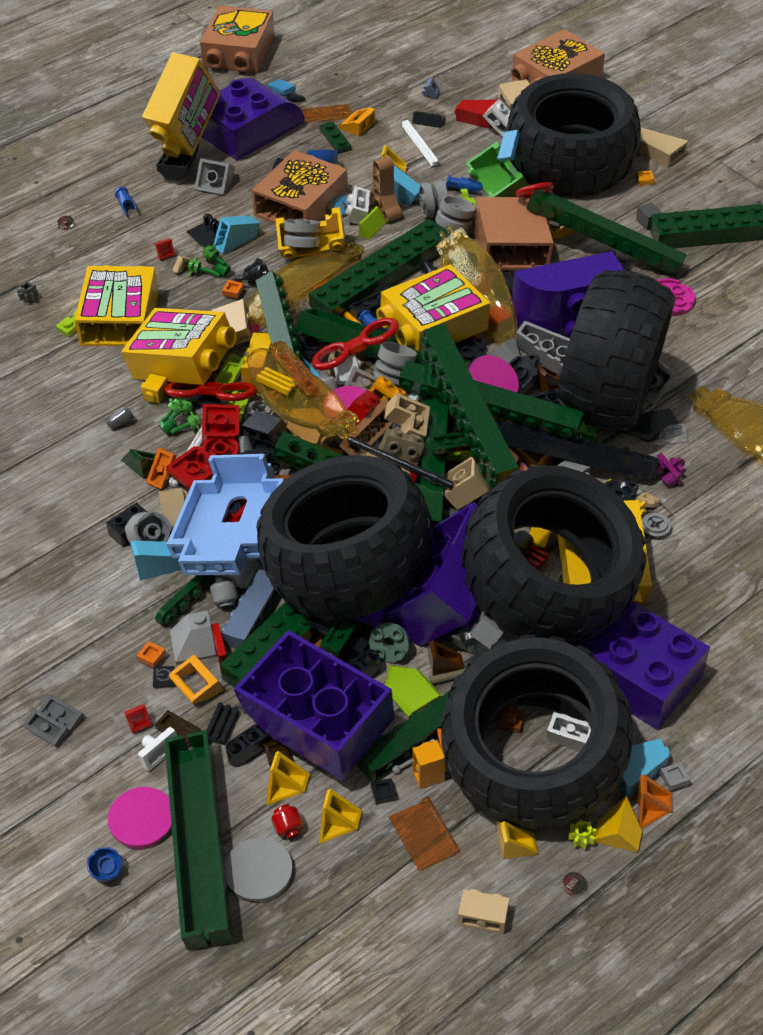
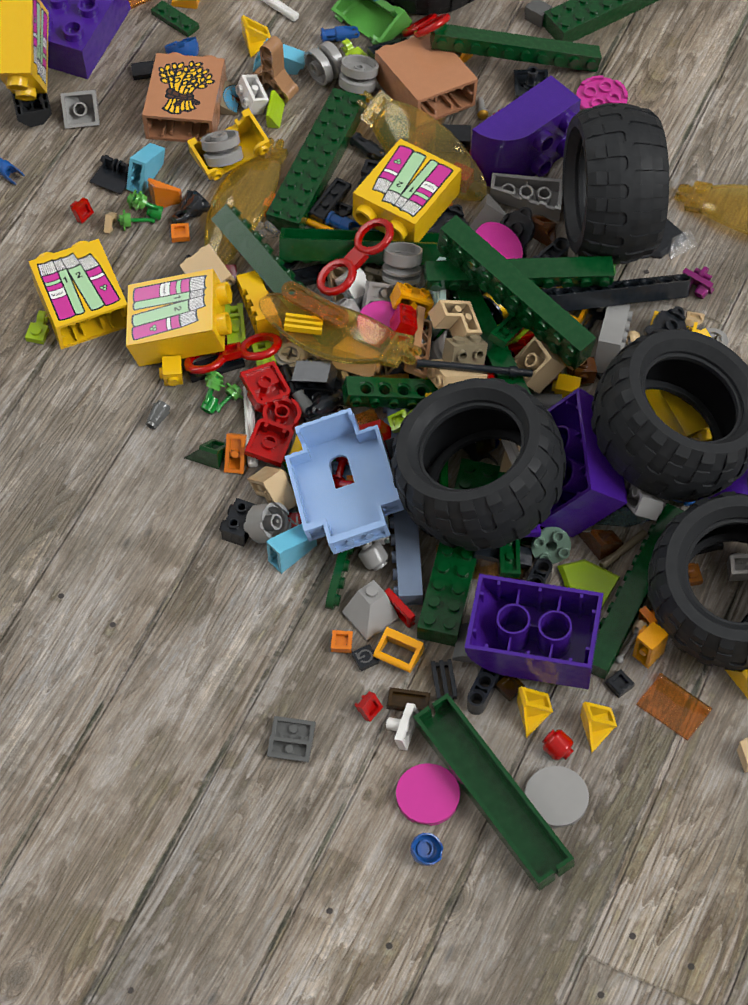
camera: 25 degrees left, 10 degrees up
(237, 256) = (164, 194): none -> orange slope

